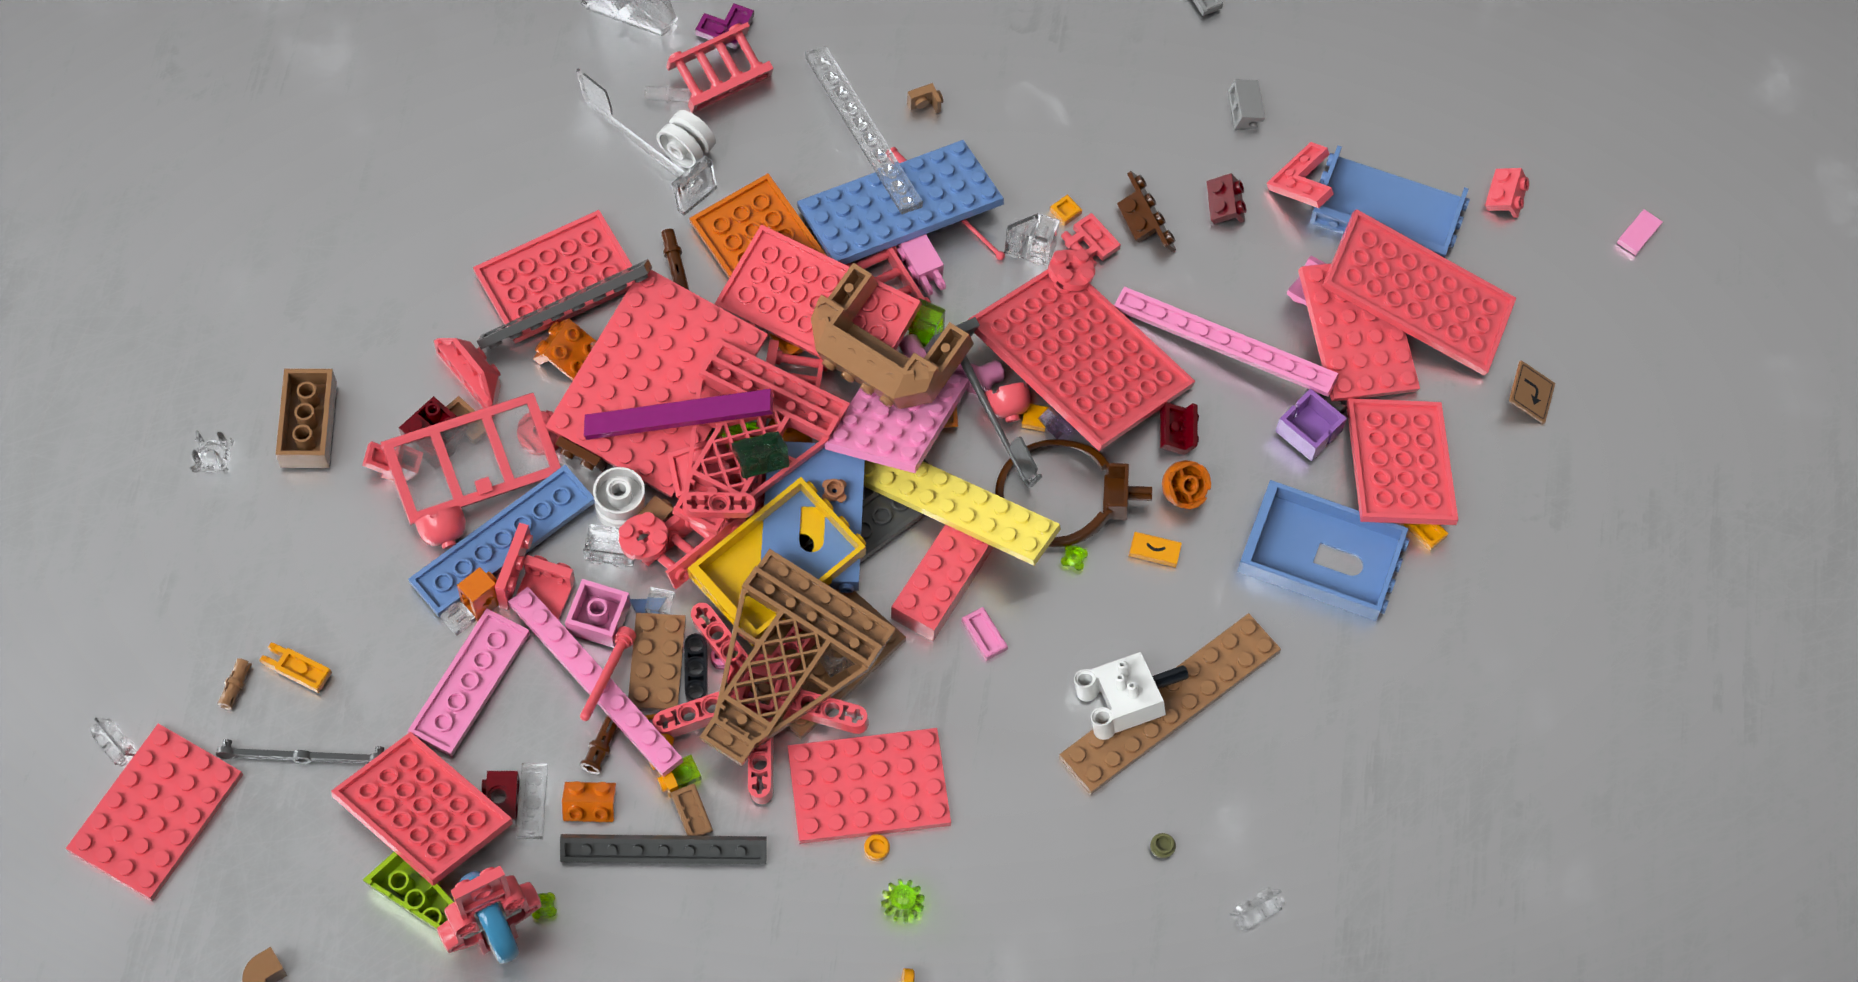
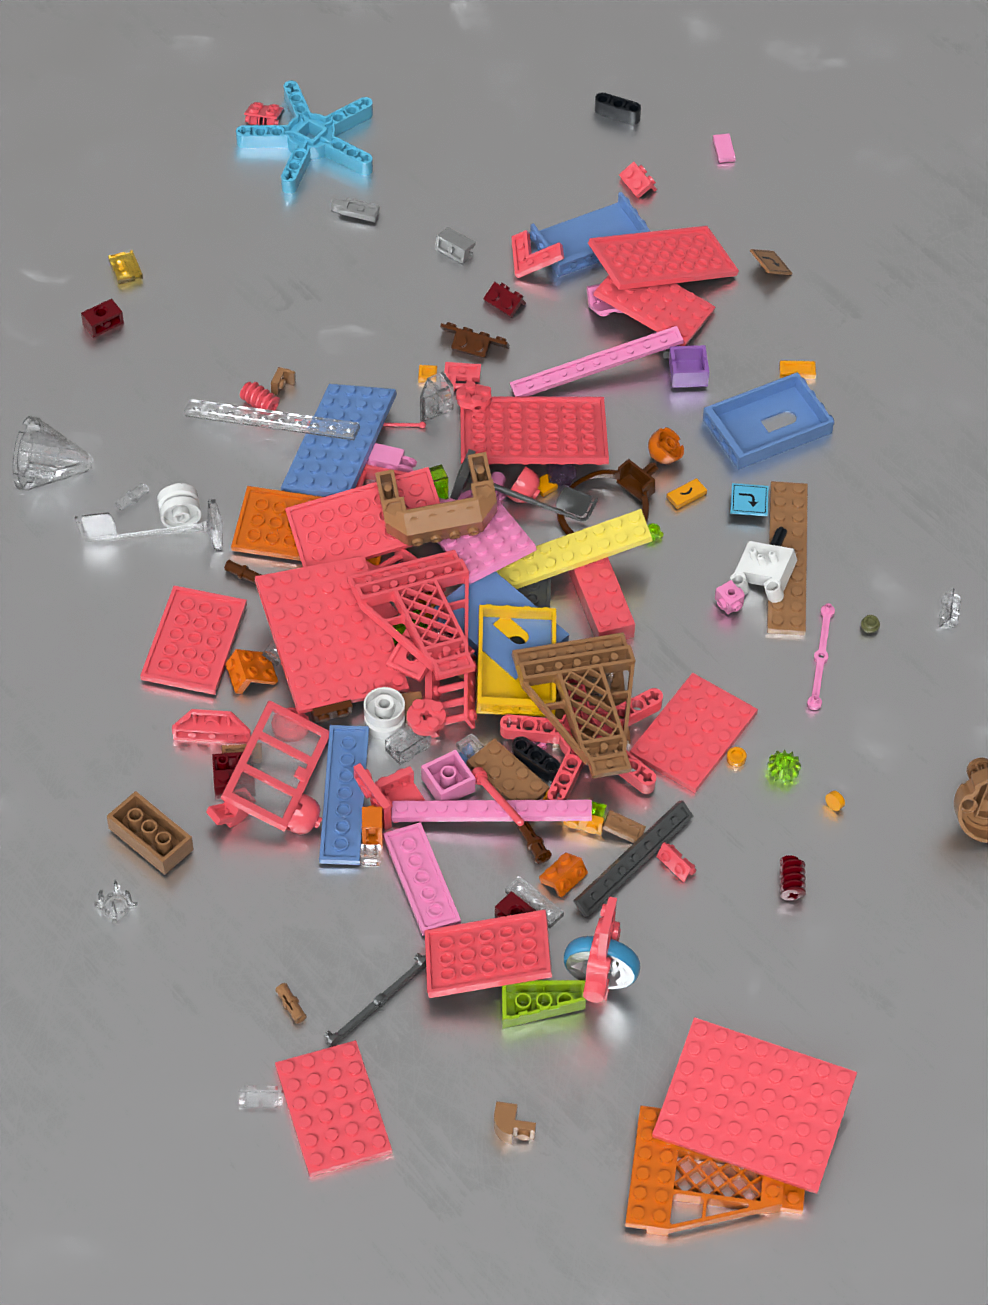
camera: 45 degrees left, 10 degrees down
(297, 667) = (314, 961): light orange hinge -> none
(557, 308) = (229, 643): dark grey plate -> none
(678, 414) = (375, 630): magenta tile -> none
(698, 880) = (673, 860): none -> coral hinge
(711, 26) = (122, 438): magenta plate -> none
(720, 89) = (159, 468): coral fence -> none
(726, 497) = (459, 658): coral beam -> none
(761, 454) = (449, 606): clear green bracket -> none
(836, 484) = (501, 594): nougat plate -> none
(884, 98) = (259, 397): none -> coral piece
(984, 633) = (655, 609): bright pink tile -> none
(1014, 868) = (827, 612): none -> bright pink piece
(1058, 689) = (729, 597): none -> bright pink brick
(1179, 428) = (626, 424): dark red bracket -> none
(1202, 611) = (749, 499): none -> medium azure piece
(1401, 462) = (754, 345): coral plate -> none
(1573, 88) = (617, 108): none -> black beam

